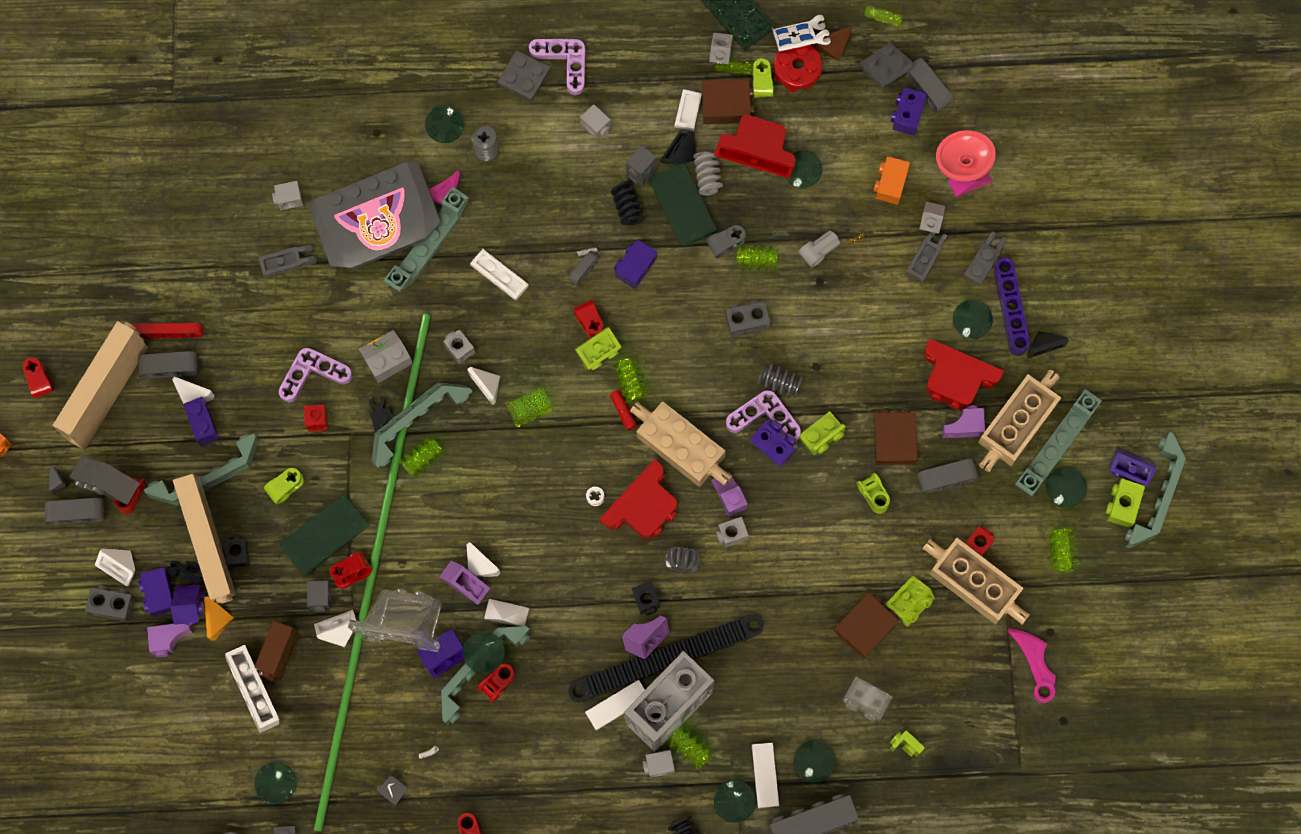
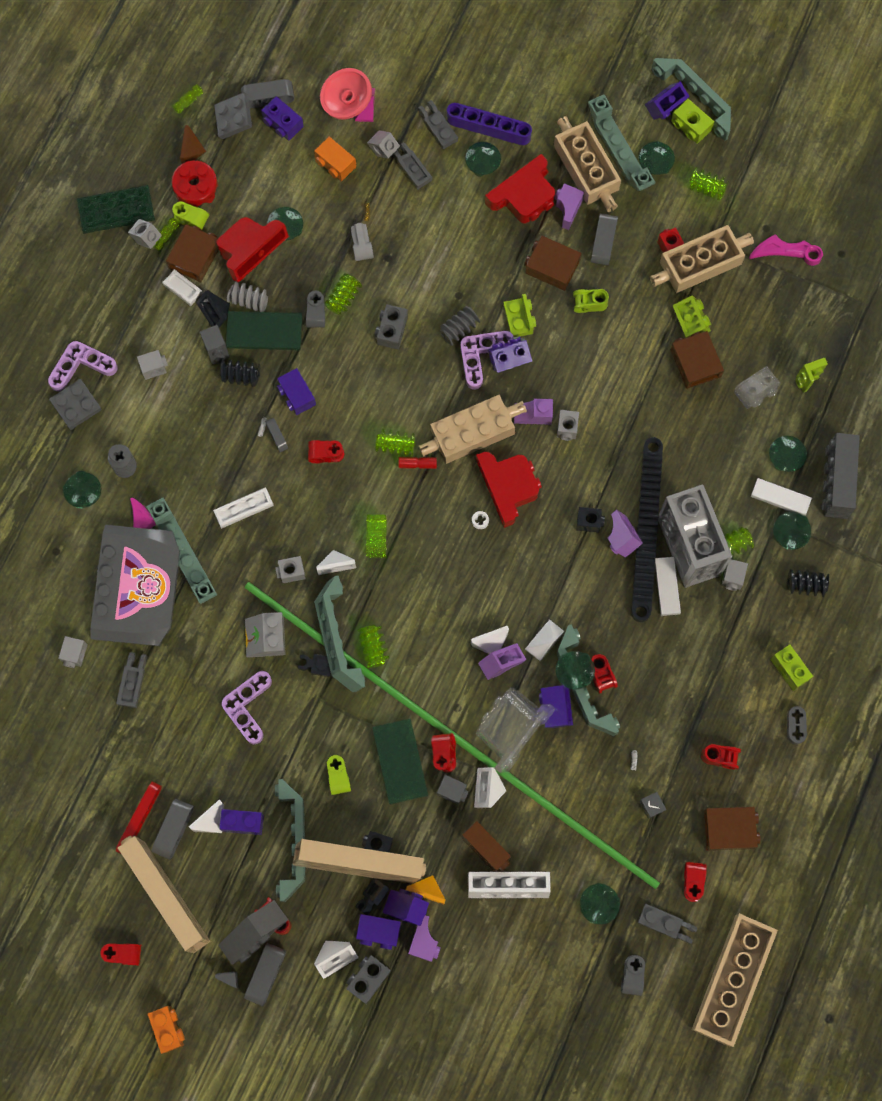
camera: 65 degrees left, 0 degrees up
(316, 418) = (291, 719): red brick -> none
(598, 348) = (356, 455): lime bracket -> none
(682, 560) = (572, 474): dark grey gear -> none
(801, 34) = (169, 166): white flag -> none
(1046, 343) = (531, 114): black slope -> none

